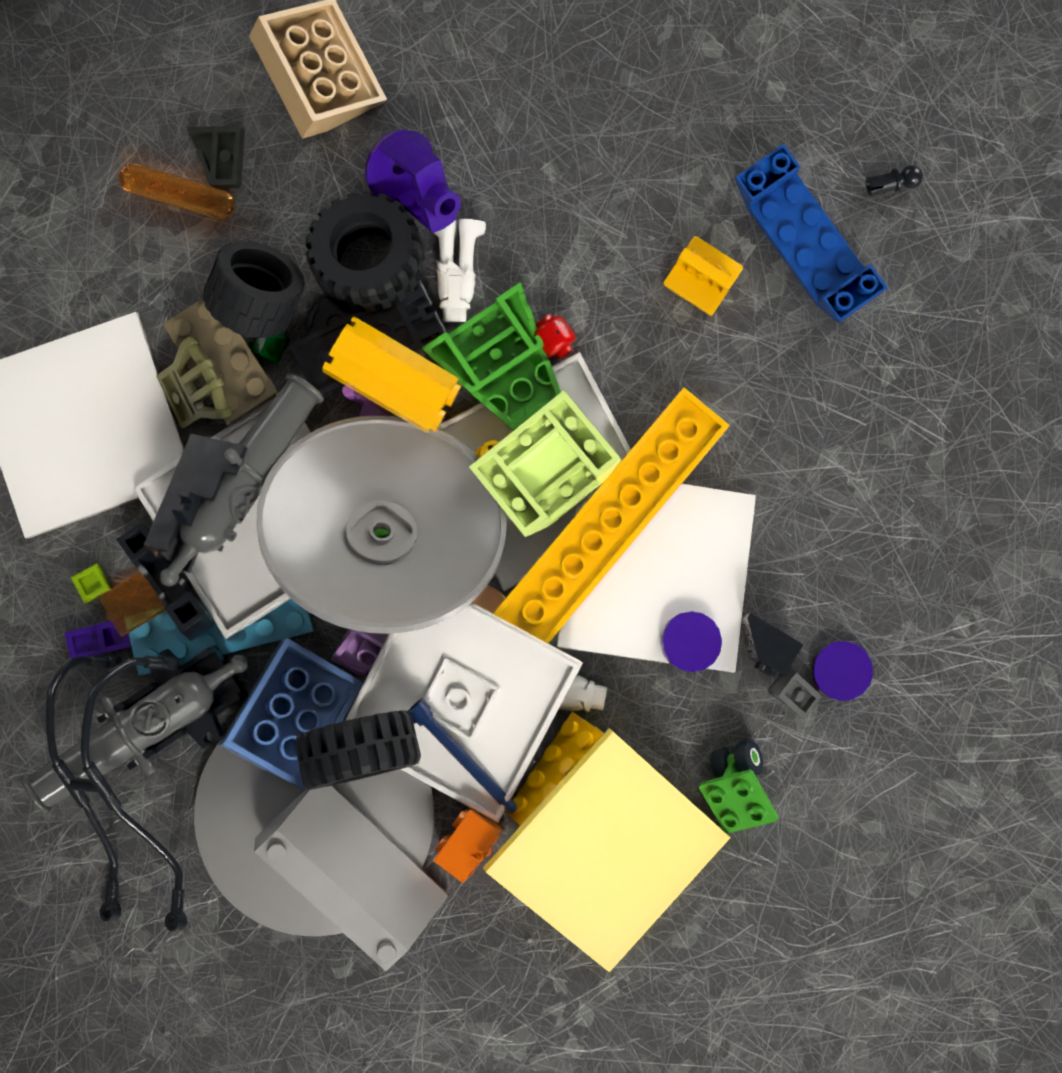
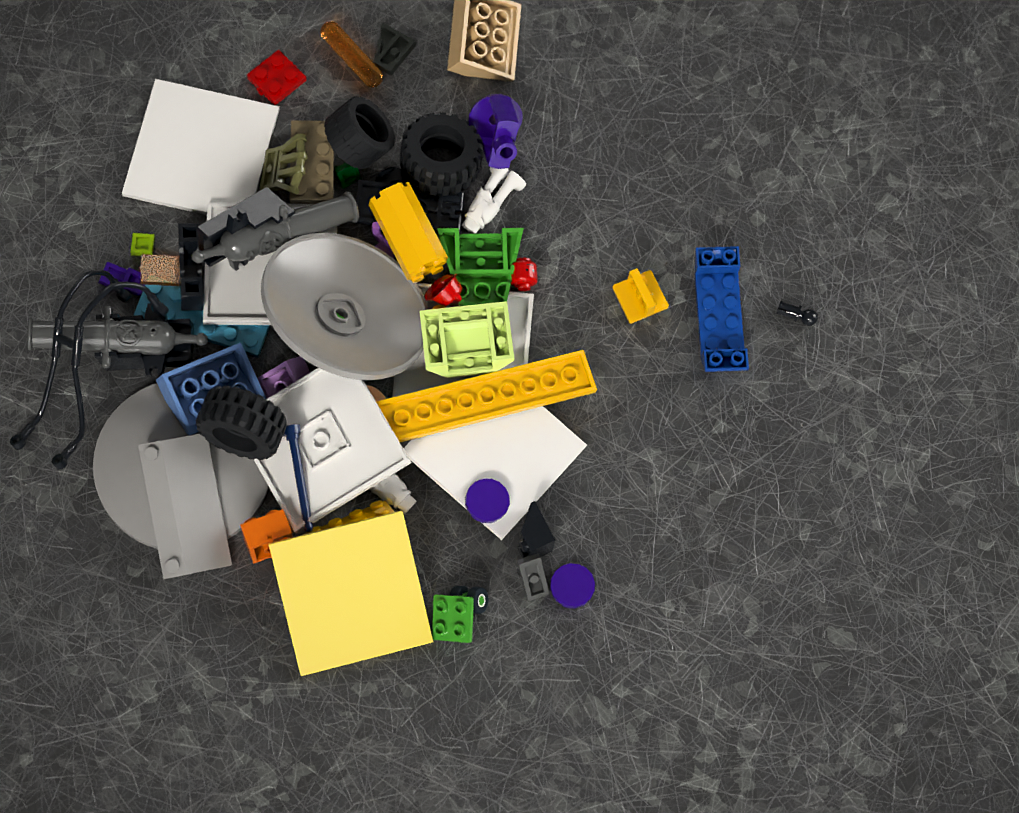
camera: 25 degrees right, 15 degrees down
(108, 277) = (276, 77): none -> red plate
(479, 420) = (445, 290): none -> red piece

